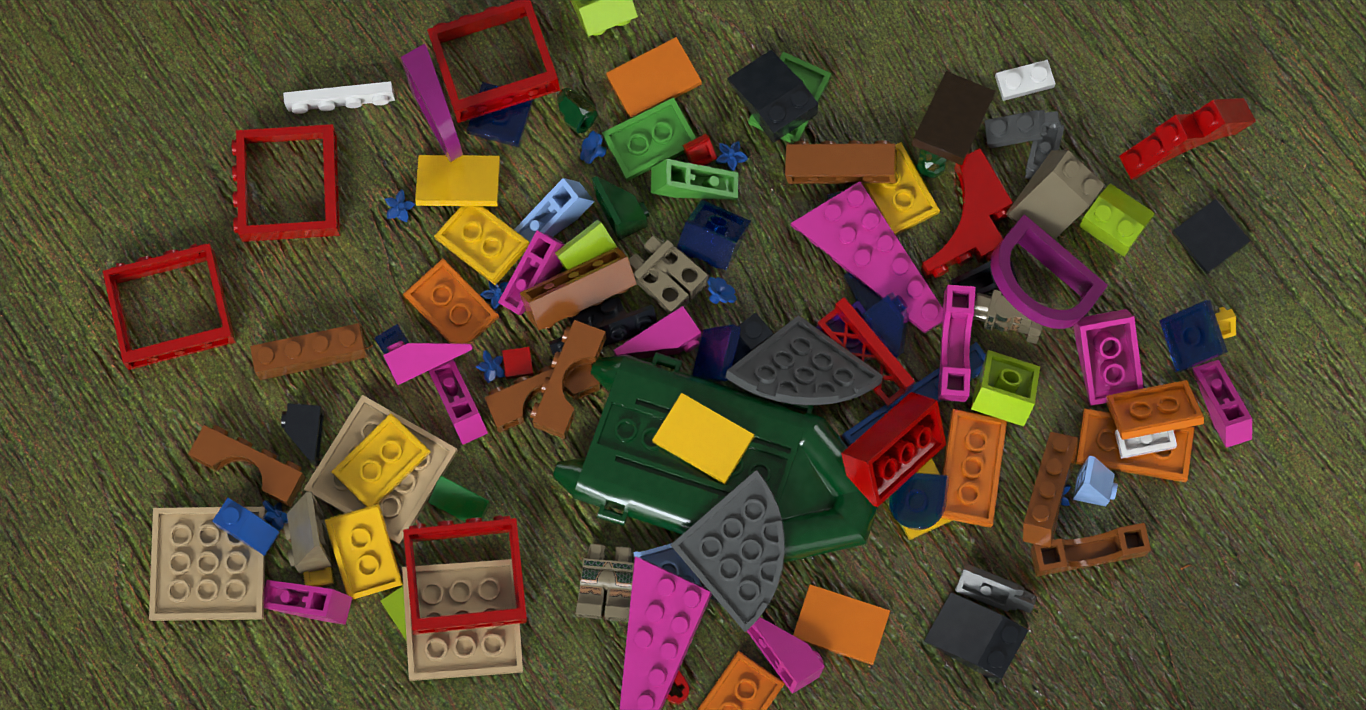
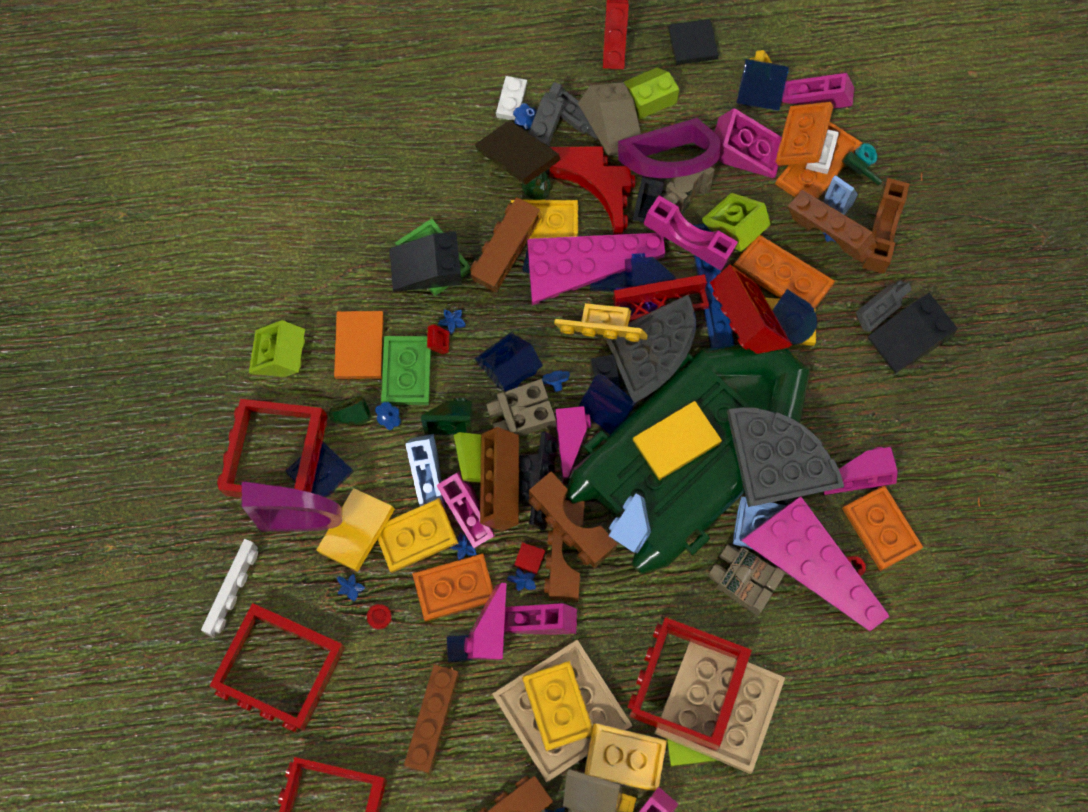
camera: 65 degrees left, 5 degrees down
(305, 428) = (495, 756): black slope -> none
(385, 250) = (379, 616): none -> red tile
(458, 500) = (620, 660): green slope -> none
(588, 438) = (633, 526): none -> light blue slope
(693, 181) = (457, 356): bright green slope -> none
(808, 306) = (605, 321): none -> yellow bracket
(841, 624) = (857, 423): orange tile -> none
(1004, 102) = (524, 116): none -> blue plant
(1152, 490) = (859, 167): none -> dark green axle
(1173, 491) = (866, 153): none -> teal tile

